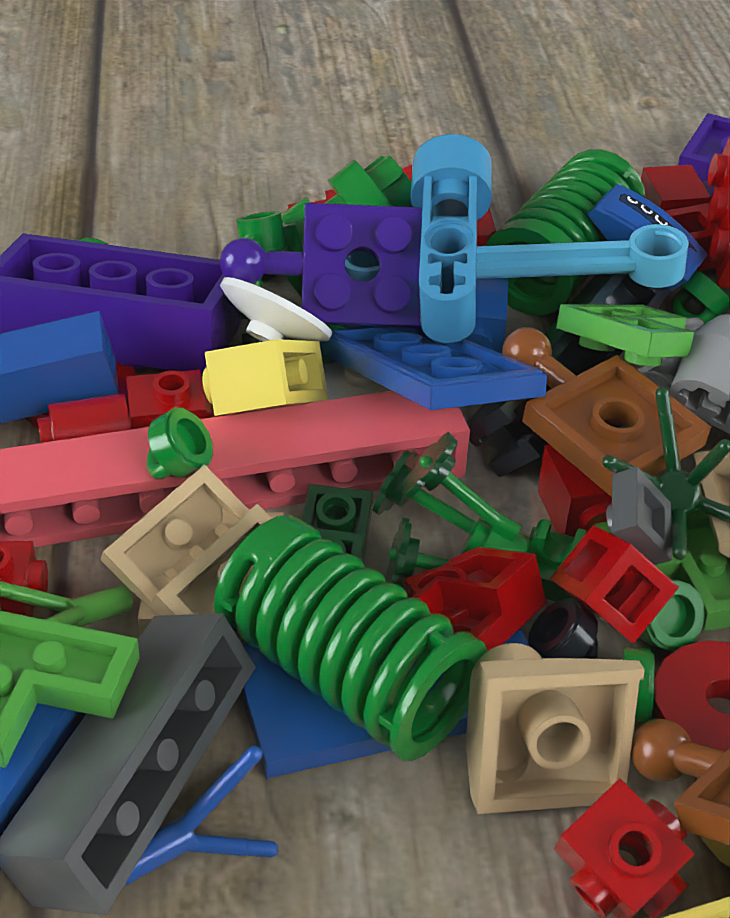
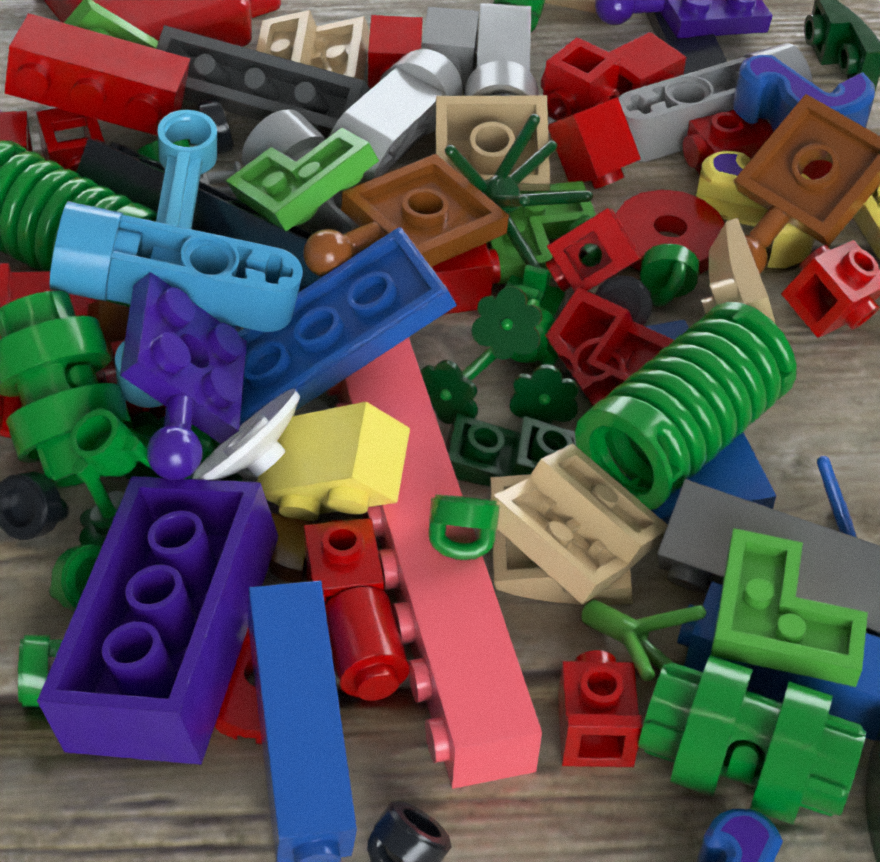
camera: 90 degrees left, 5 degrees up
(625, 211) = (114, 153): blue slope -> none
(641, 515) = (551, 212): dark grey plate -> none

